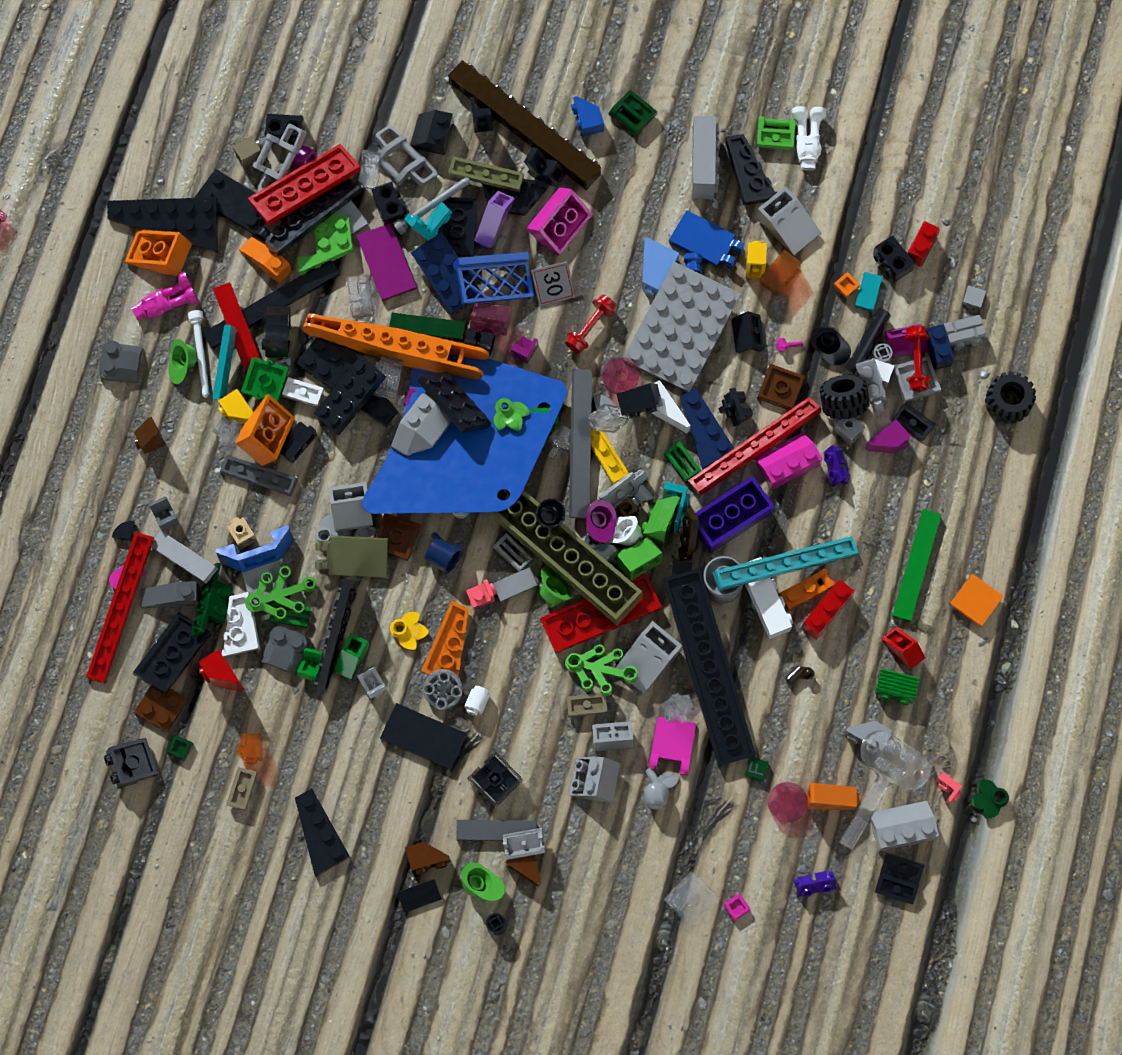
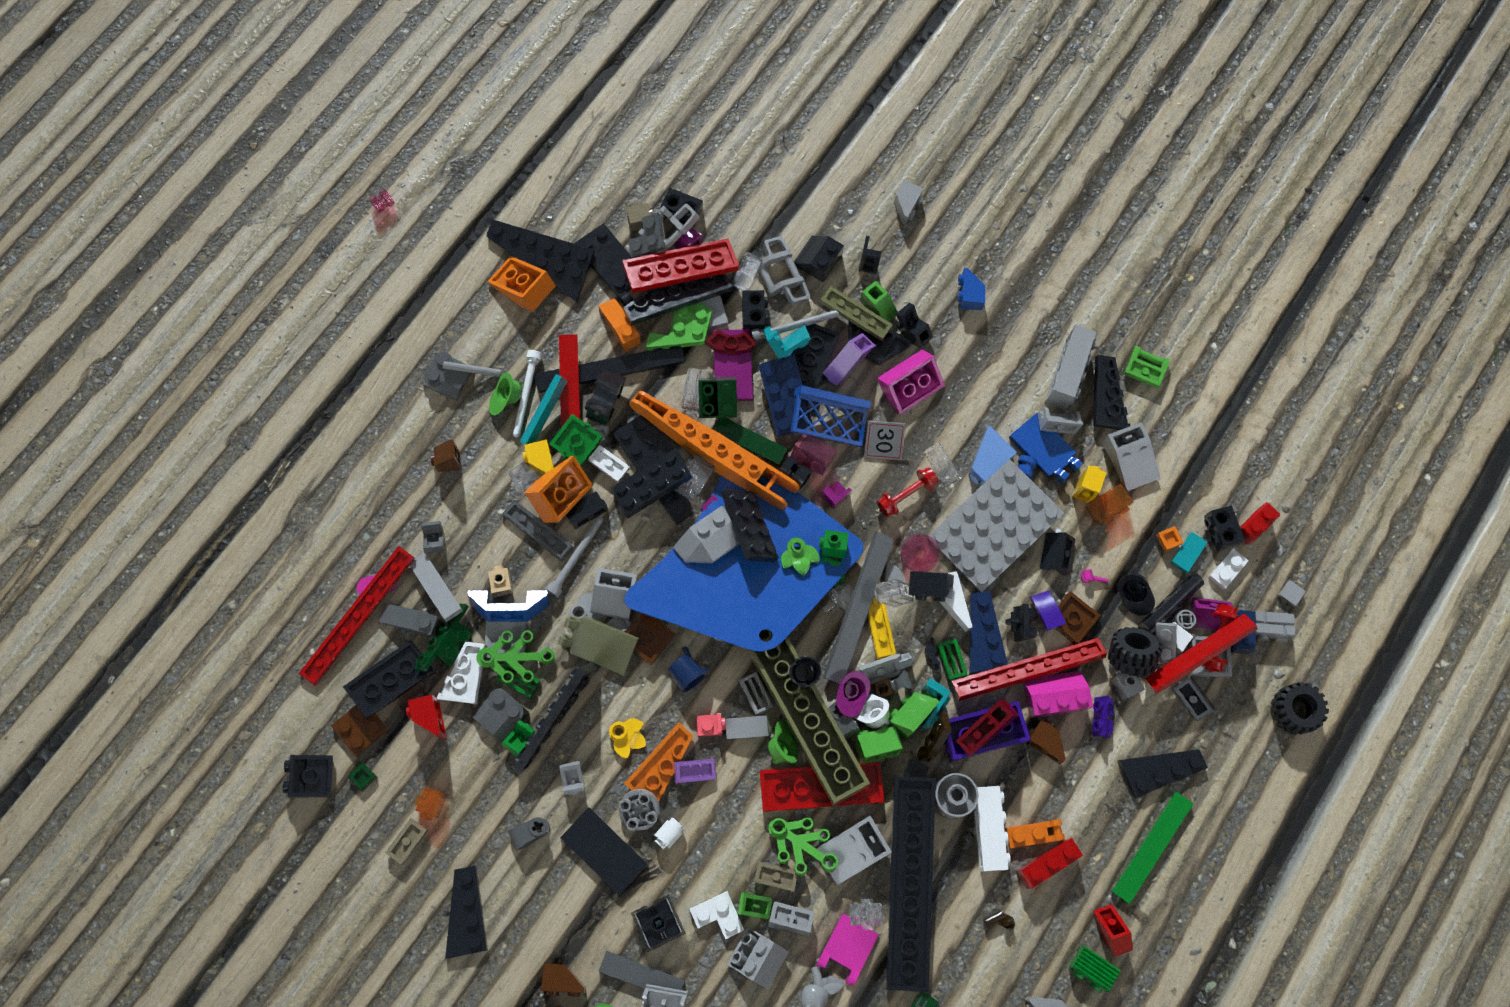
camera: 10 degrees right, 0 degrees up
(124, 531) = (390, 540): black tile -> none
(141, 348) = (471, 369): none -> light grey bar
(157, 303) = (502, 330): dark pink piece -> none
(268, 170) = (653, 237): none -> dark grey plate
(294, 519) = (555, 587): none -> light grey piece
(349, 744) = (526, 834): none -> dark grey piece
(351, 656) = (561, 744): green slope -> none
(377, 242) = (731, 344): none -> dark red tile
(383, 296) = (718, 397): none -> dark green slope
(481, 638) = (694, 770): none -> medium lavender plate
(497, 50) = (906, 200): none -> light grey slope
(504, 156) = (879, 301): none -> bright green slope
(524, 124) = (909, 279): dark brown brick -> none
(538, 392) = (834, 544): none -> green brick
(546, 750) = (719, 909): none -> white plate
(576, 736) = (754, 905): none -> bright green slope
(614, 288) = (942, 464): none -> clear brick
(636, 108) = (1019, 297): dark green plate -> none
(660, 461) = (930, 654): none -> black piece
(710, 212) = (1059, 422): none -> light grey hinge
(731, 506) = (987, 727): none -> dark red slope
(755, 388) = (1048, 610): none -> dark purple slope
(785, 563) = (1021, 802): teal tile -> none
(792, 504) = (1047, 740): none -> reddish brown slope
(808, 146) = (1174, 390): white piece -> none
(890, 439) = (1166, 709): magenta slope -> none
(903, 377) = (1201, 653): none -> red tile
(903, 495) = (1157, 771): none -> black wing
(909, 294) = (1228, 569): none -> white plate
(976, 600) = (1202, 906): orange tile -> none

